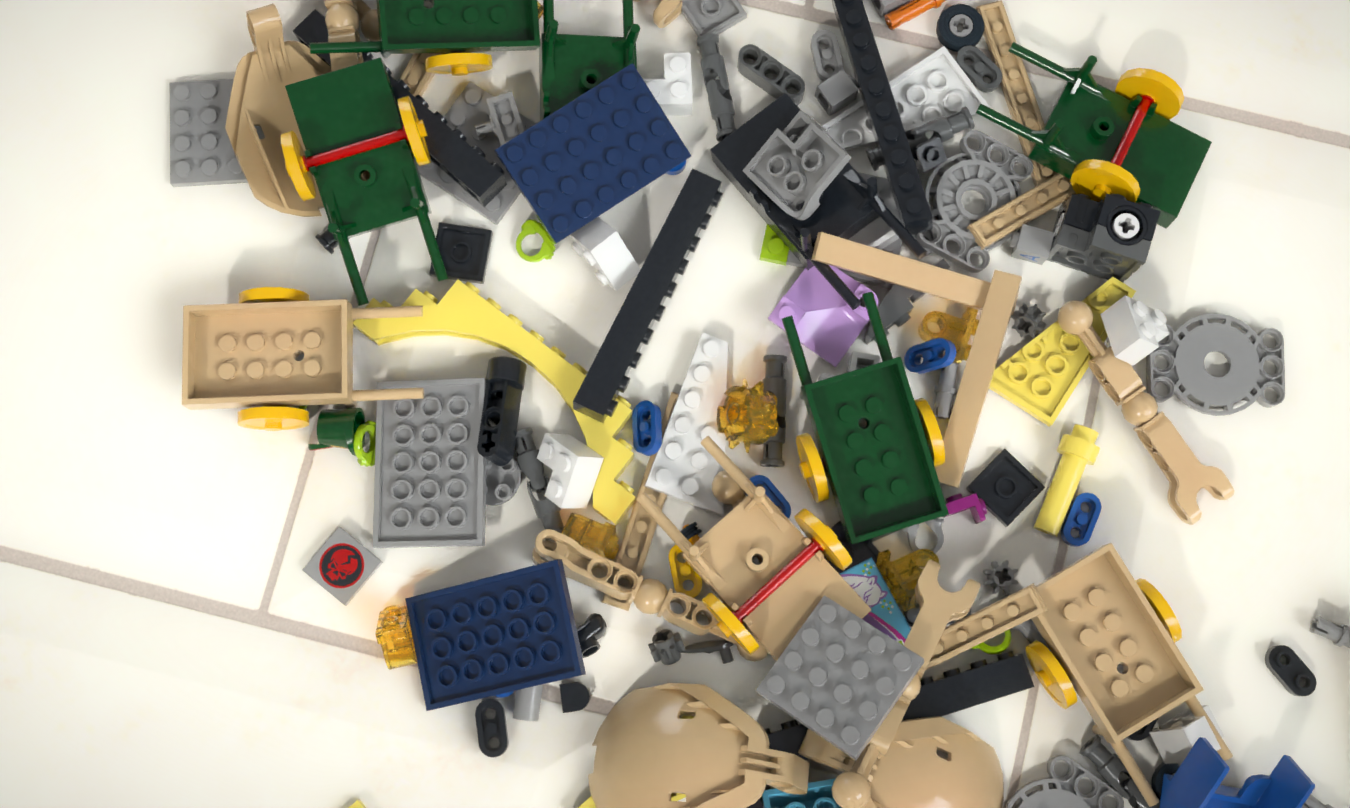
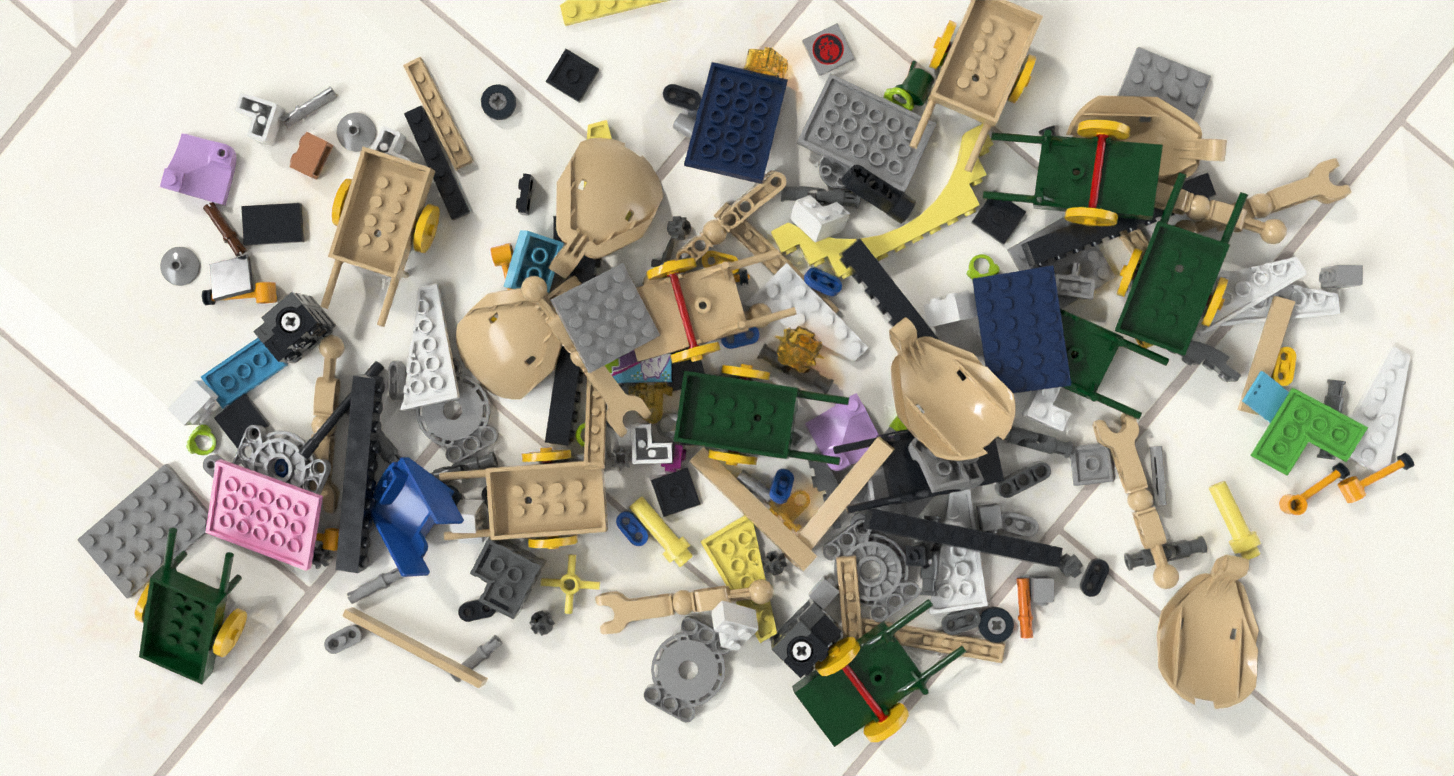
camera: 115 degrees right, 10 degrees up
(574, 696) = (676, 157): black tile -> none
(589, 633) = (710, 183): black piece -> none
(593, 535) = (769, 212): clear yellow pin -> none
(734, 176) = (958, 413): none -> tan windscreen
(974, 544) = (644, 449): none -> white brick
(1204, 564) = (568, 591): none -> light yellow bar
(1231, 648) = (508, 575): none -> dark grey piece
(1263, 576) = (542, 622): none -> dark grey gear

